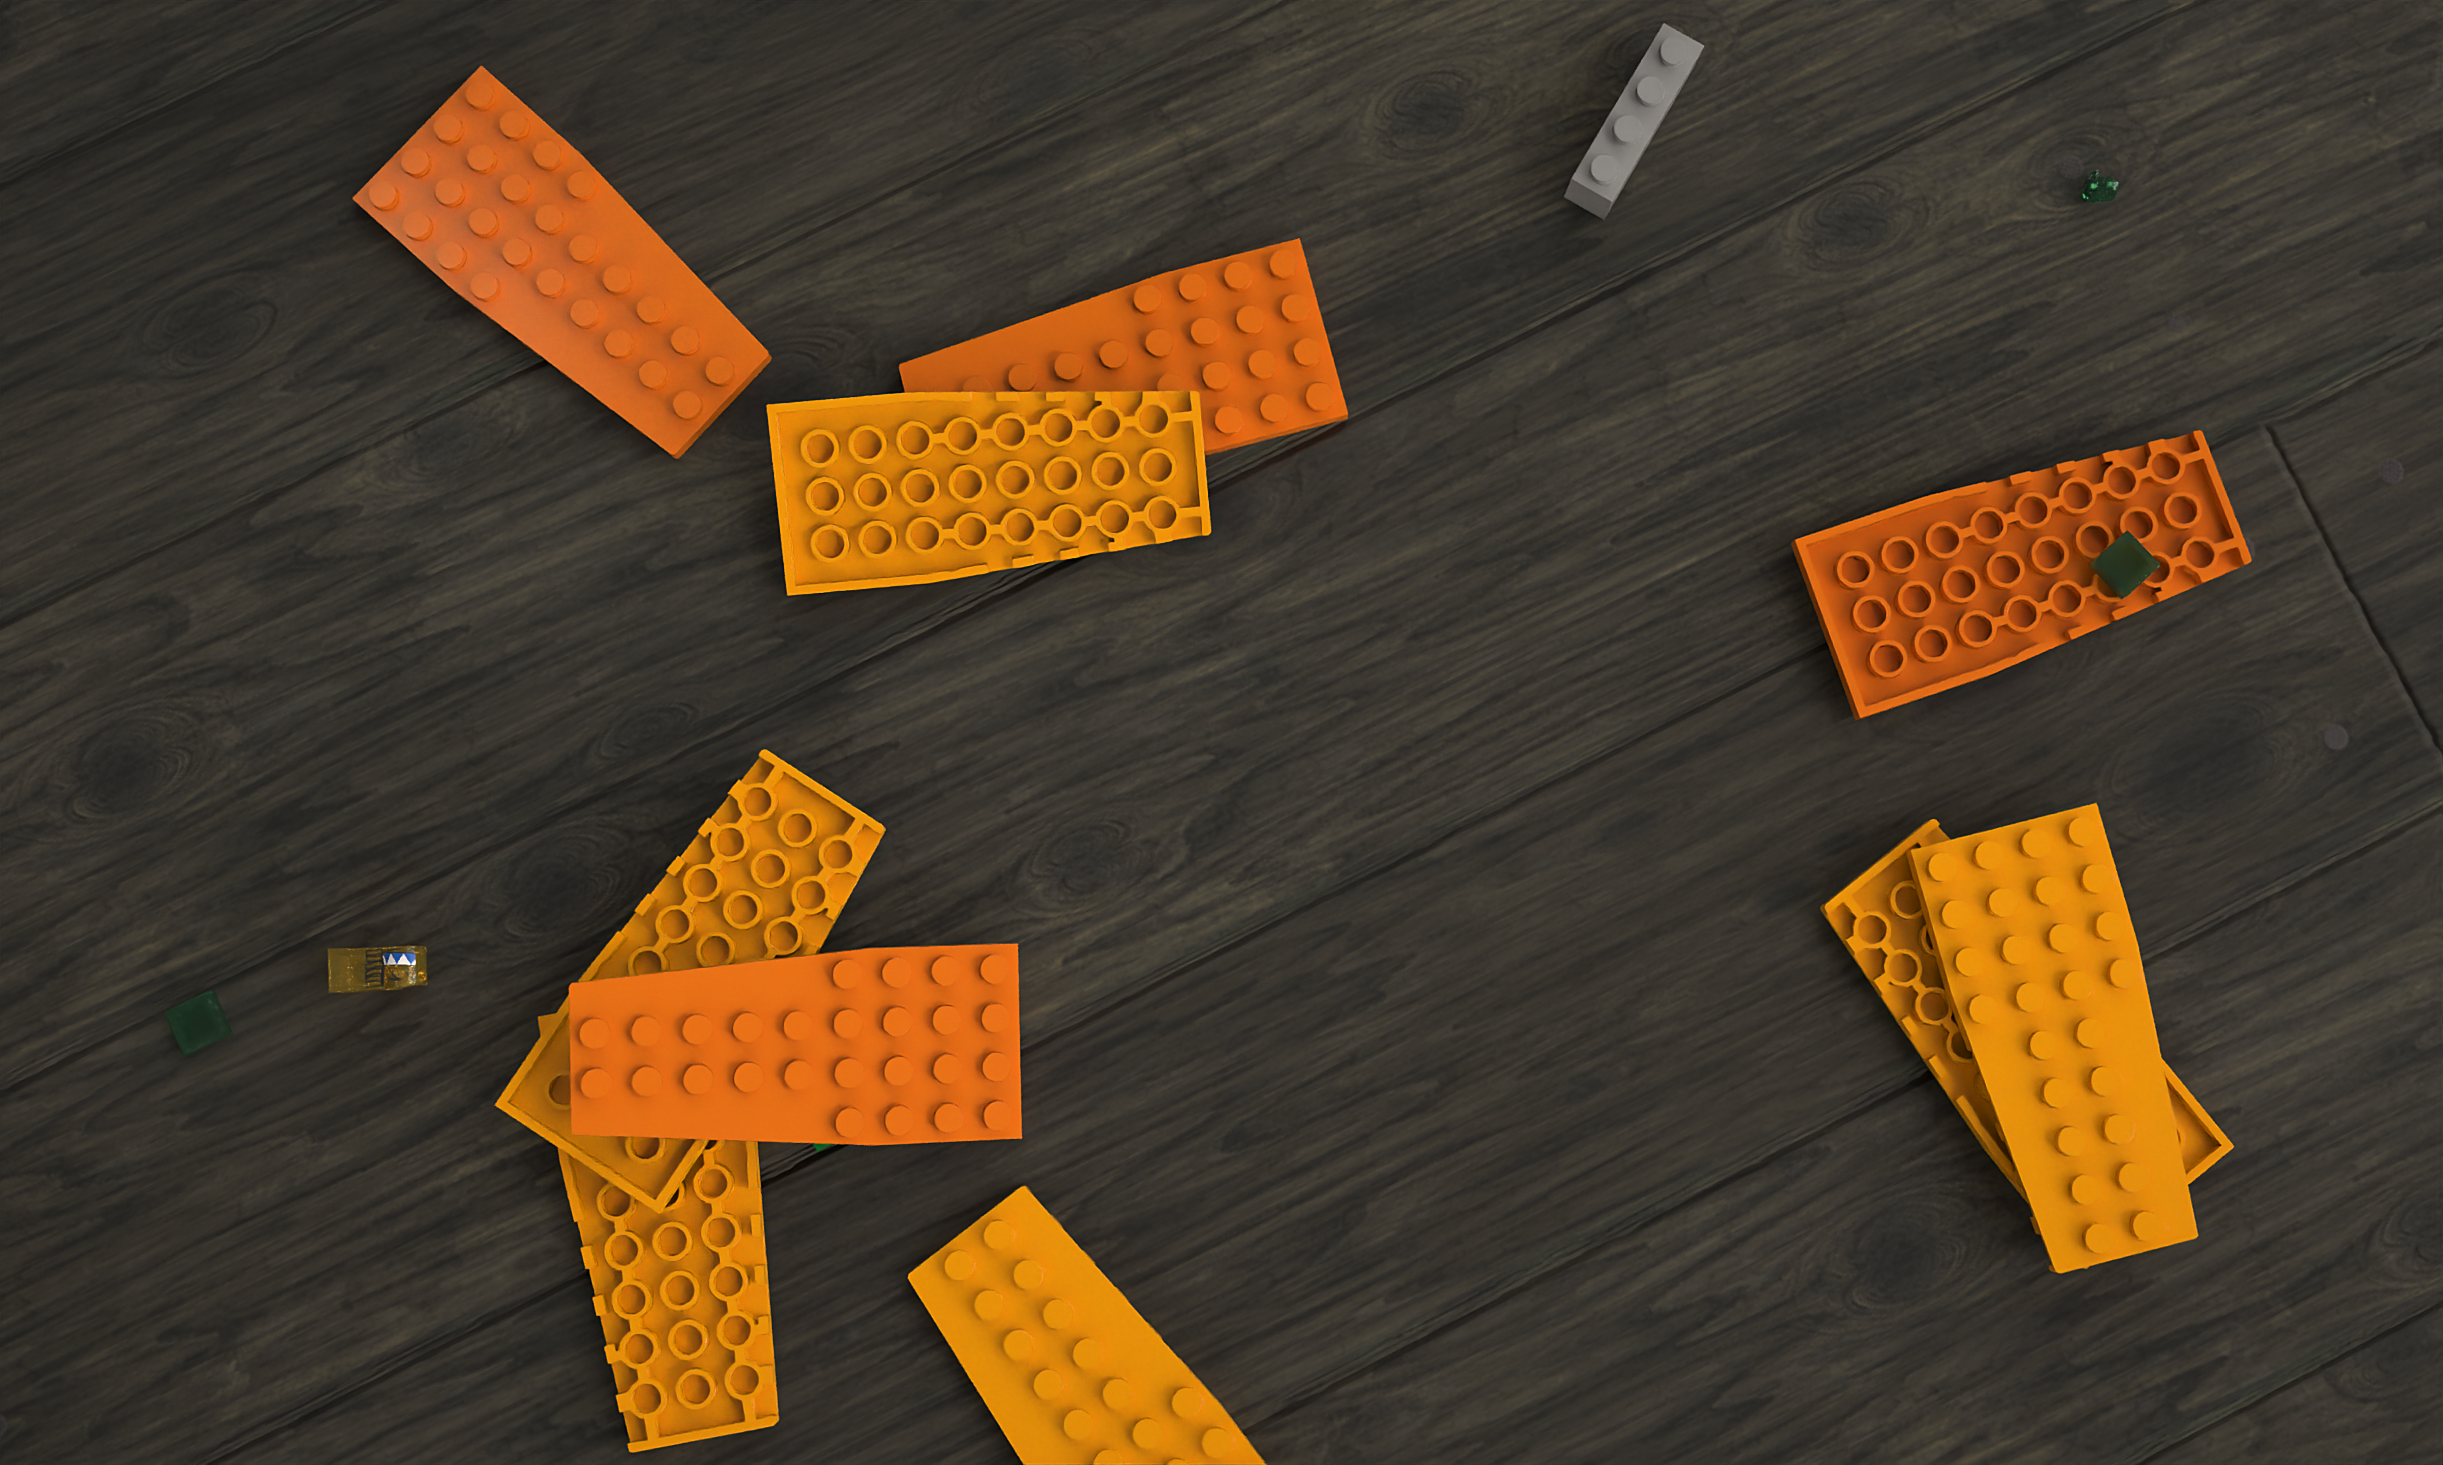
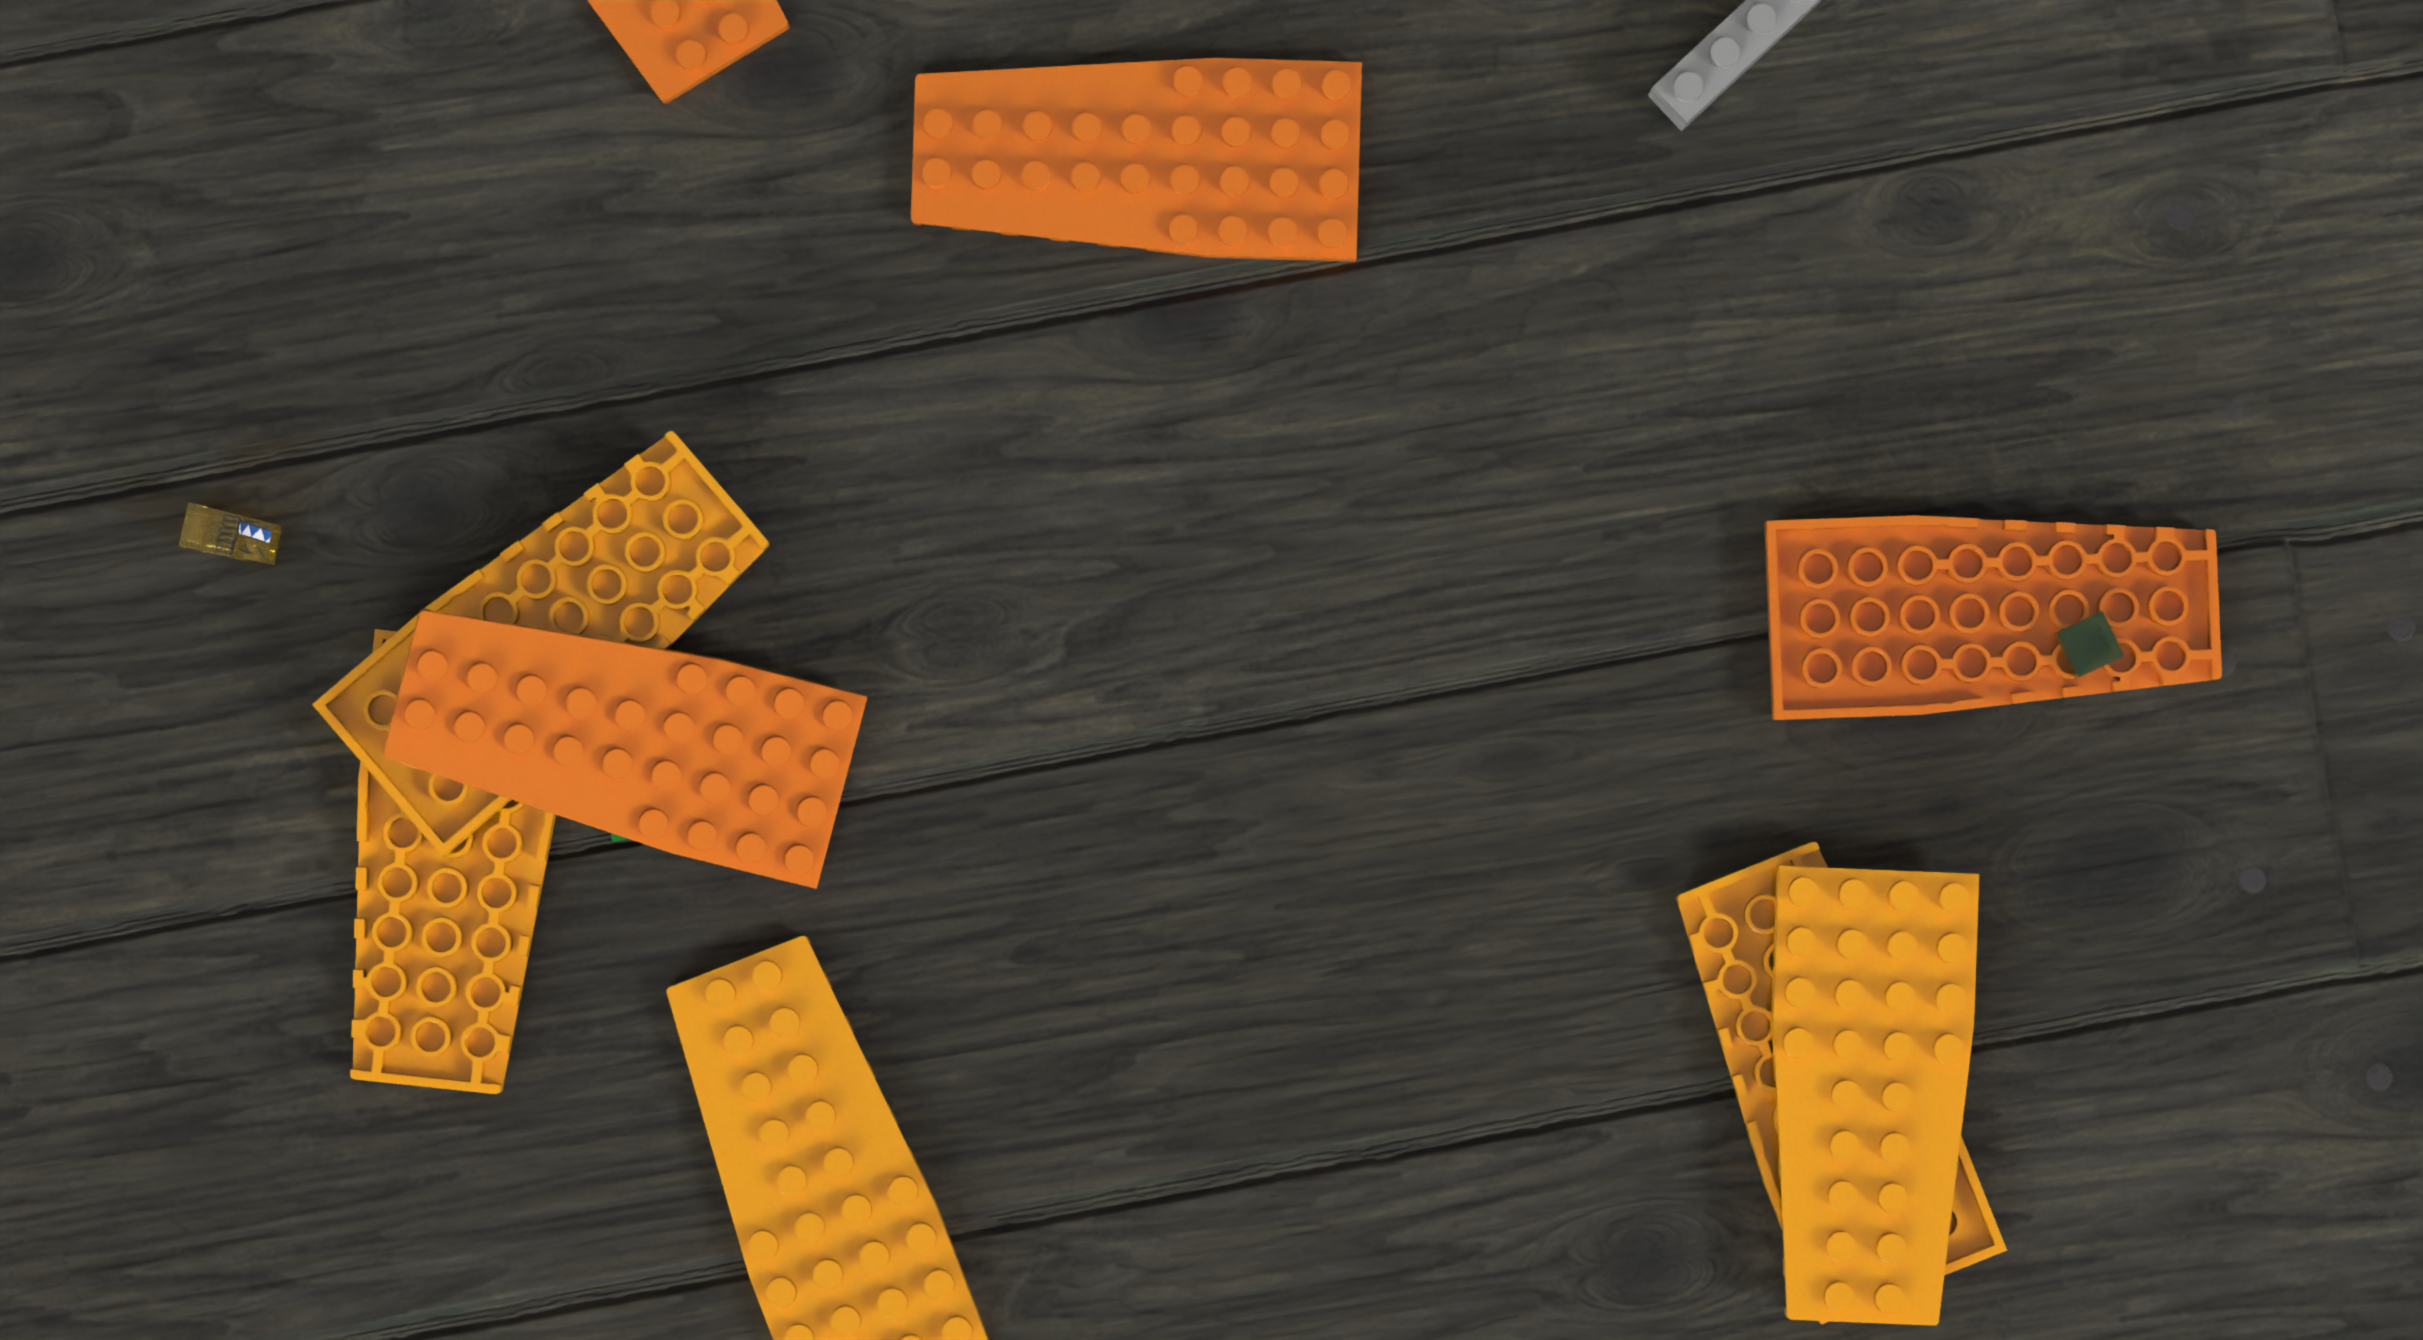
camera: 20 degrees right, 5 degrees up
(198, 1023) = (38, 536): clear green tile -> none
(979, 482) = (963, 222): light orange wing -> none
(2099, 188) = (2199, 249): clear green rock -> none

